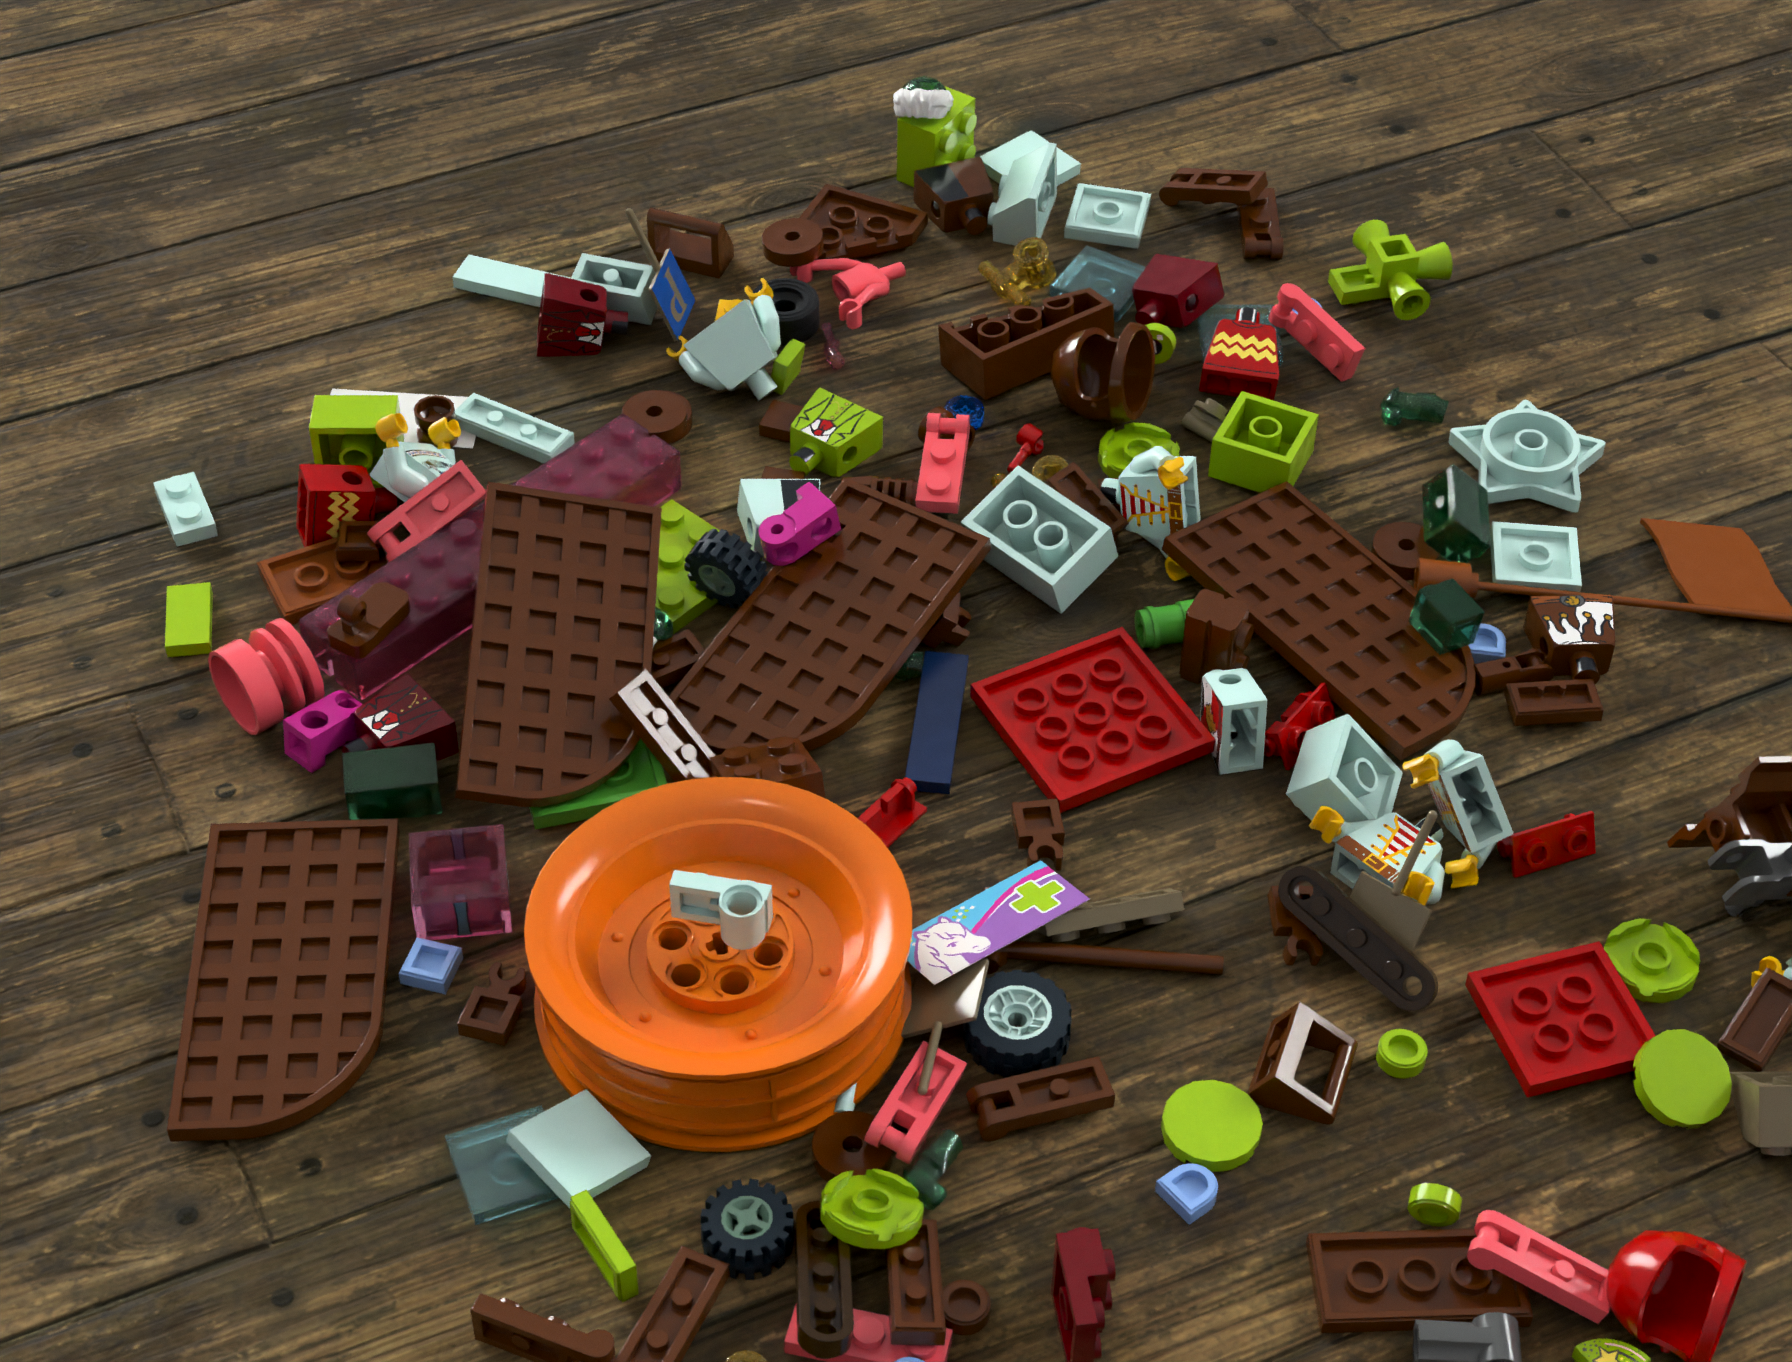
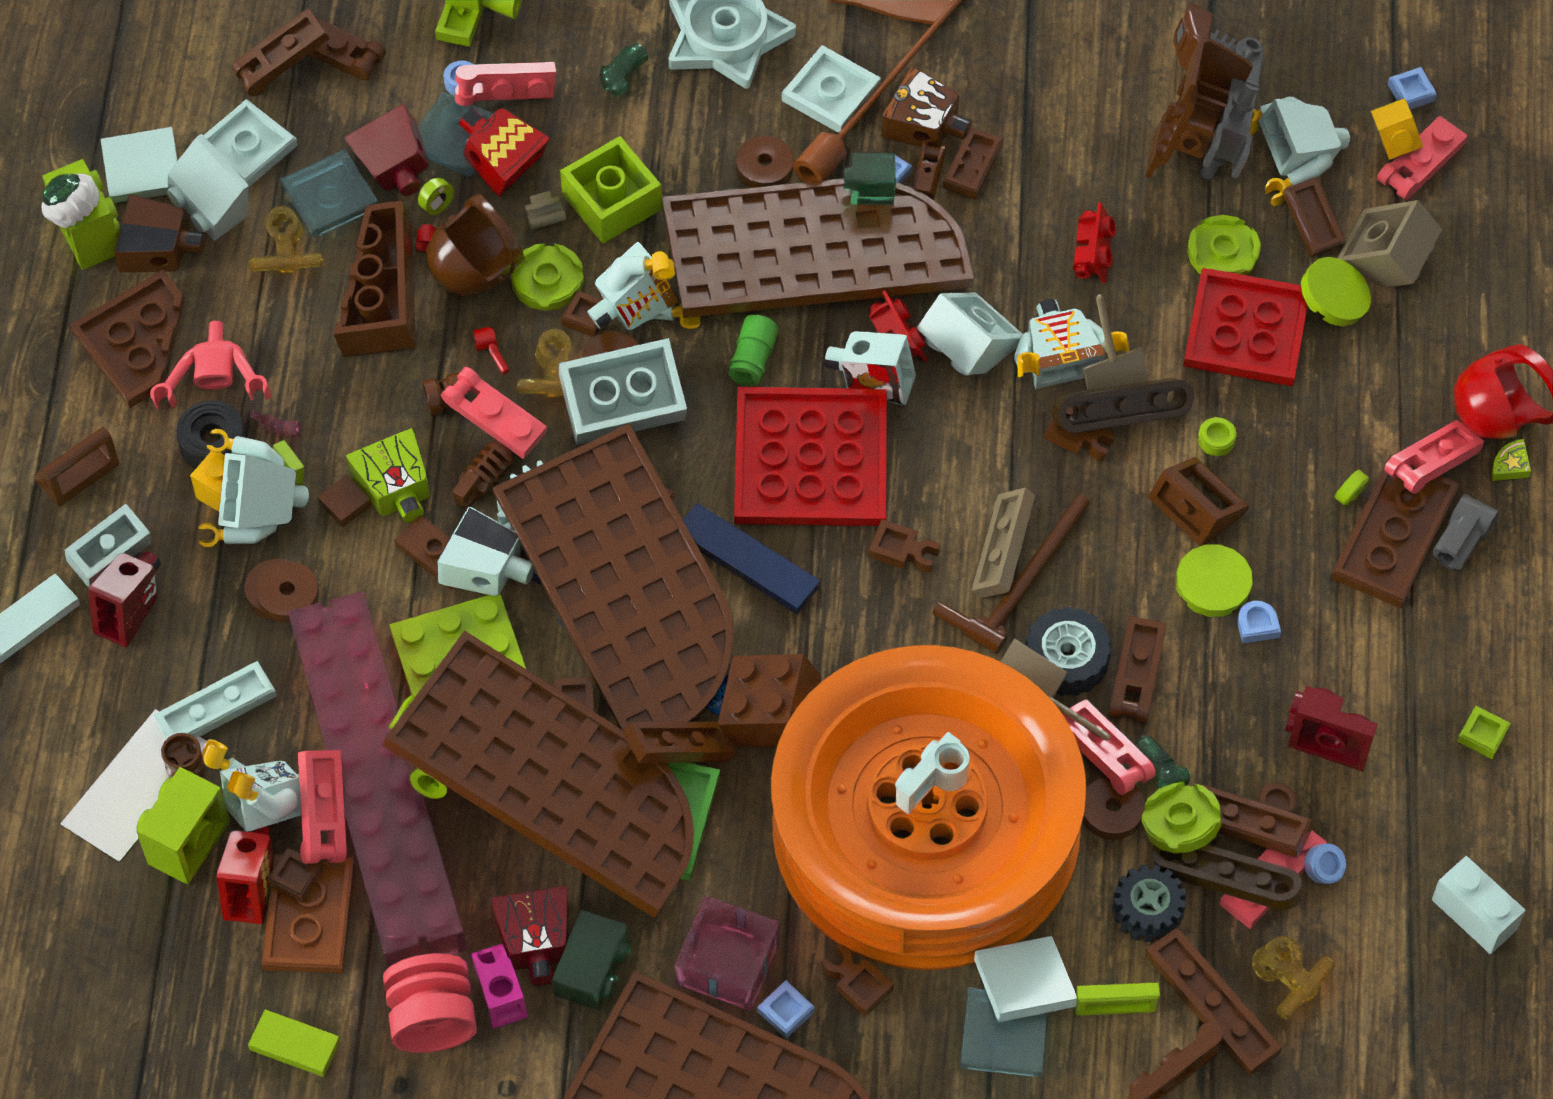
camera: 60 degrees left, 15 degrees up
(185, 509) = (149, 997): light aqua plate -> none
(368, 619) = (432, 898): reddish brown piece -> none
(668, 285) = (131, 499): piece -> none
(725, 567) = (526, 619): black wheel -> none
(792, 242) = (135, 372): reddish brown piece -> none
(799, 527) = (535, 555): dark pink leg -> none
(894, 811) = (825, 639): red hinge -> none
(967, 406) = (418, 367): clear blue tile -> none
(991, 921) = (976, 604): sticker -> none
(1079, 489) = (595, 339): reddish brown plate -> none
(1214, 635) = (802, 335): reddish brown brick -> none
(1456, 515) = (766, 111): clear green brick -> none
(1465, 803) = (1050, 269): light aqua torso -> none

